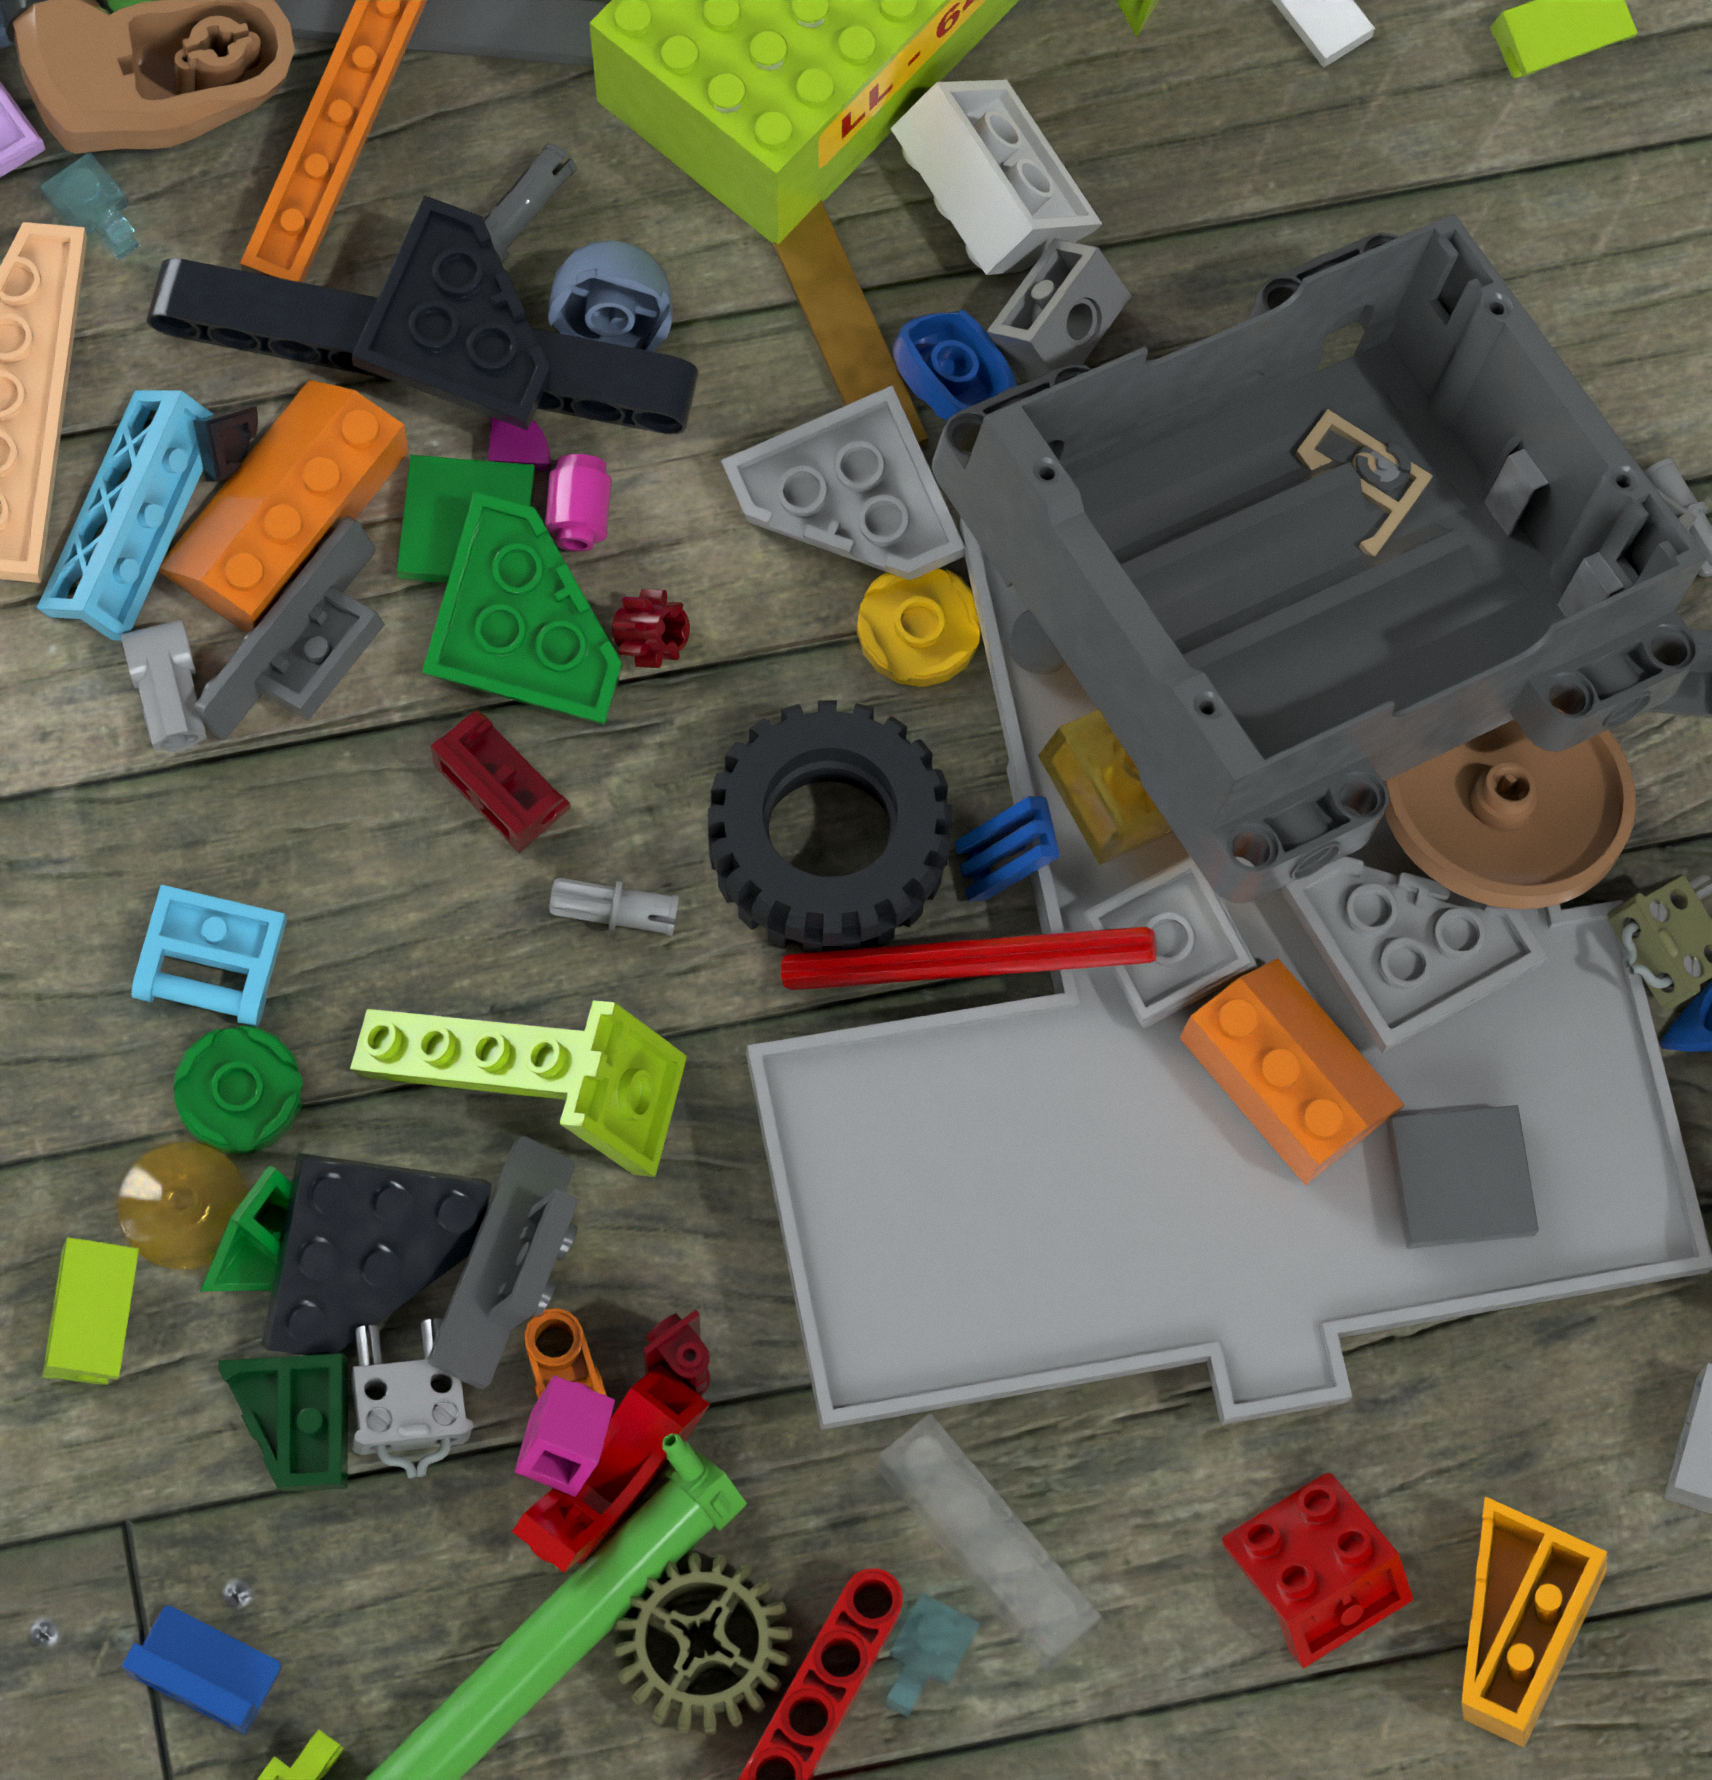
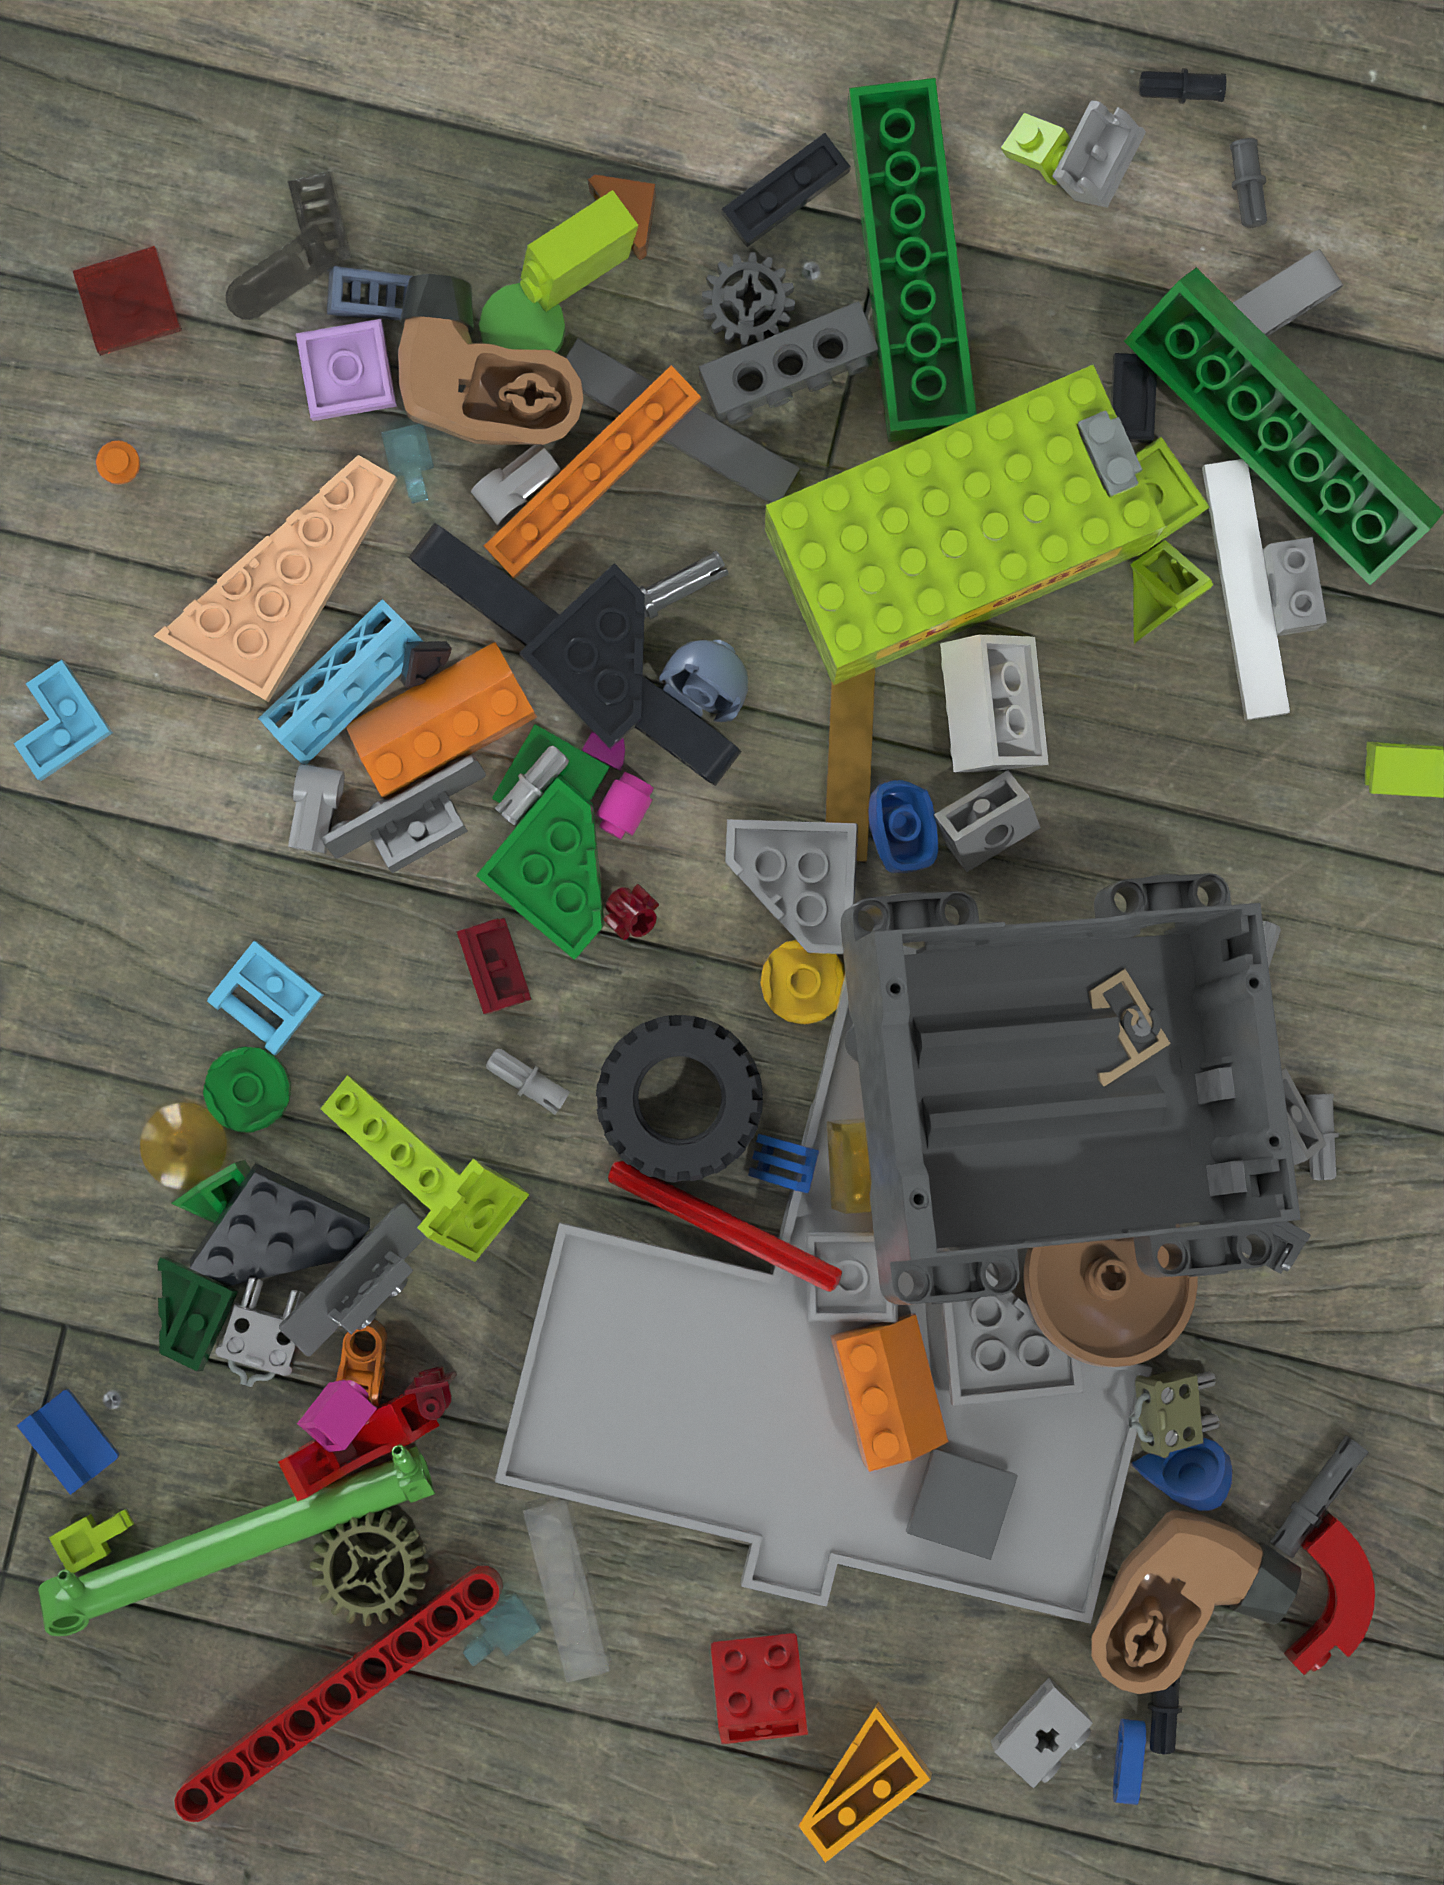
camera: 30 degrees right, 15 degrees up
(90, 1311) = (95, 1192): lime hinge -> none
(242, 182) = (507, 490): none -> light grey piece
(444, 525) = (532, 785): none -> light grey axle

